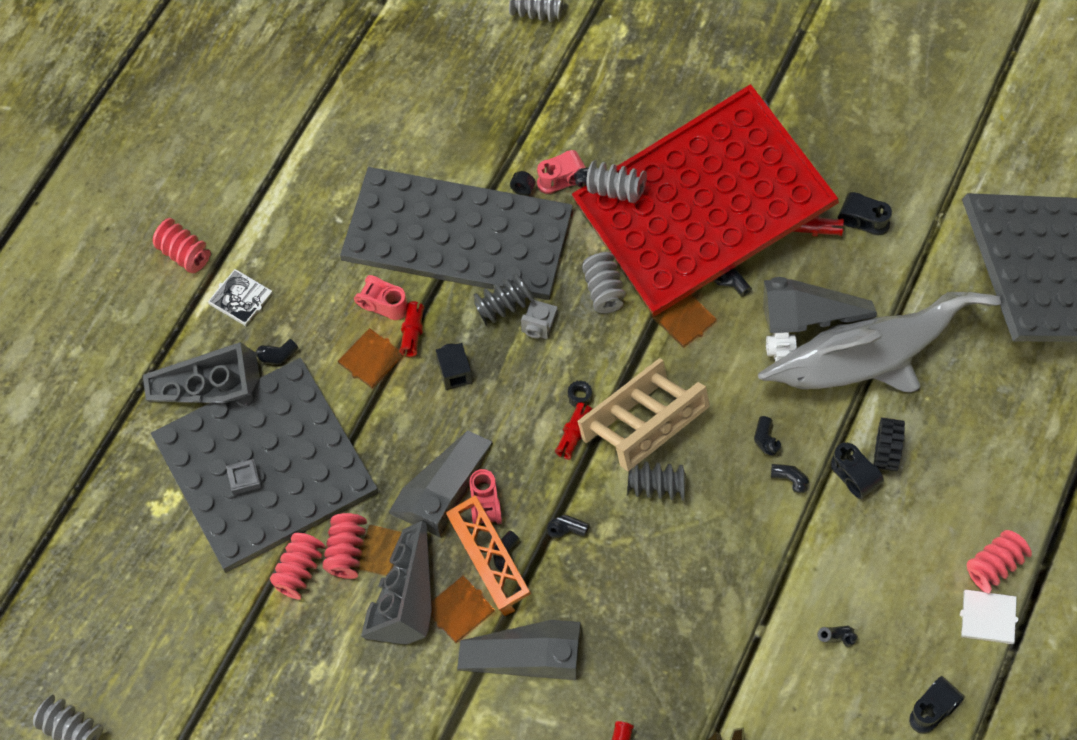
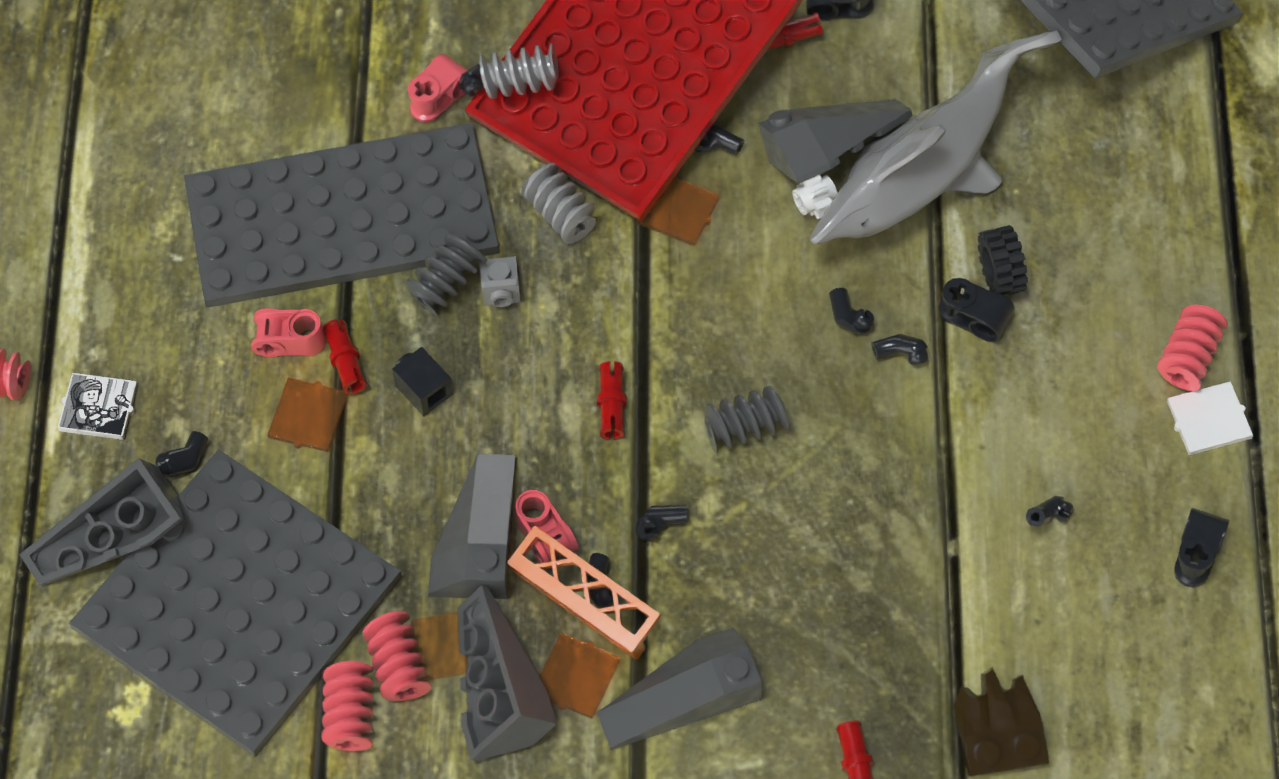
camera: 25 degrees left, 0 degrees up
(243, 476) = (223, 626): flat silver tile -> none
(522, 183) = (395, 120): black axle -> none
(579, 386) = (590, 343): black axle -> none
(648, 434) = (713, 364): tan fence -> none

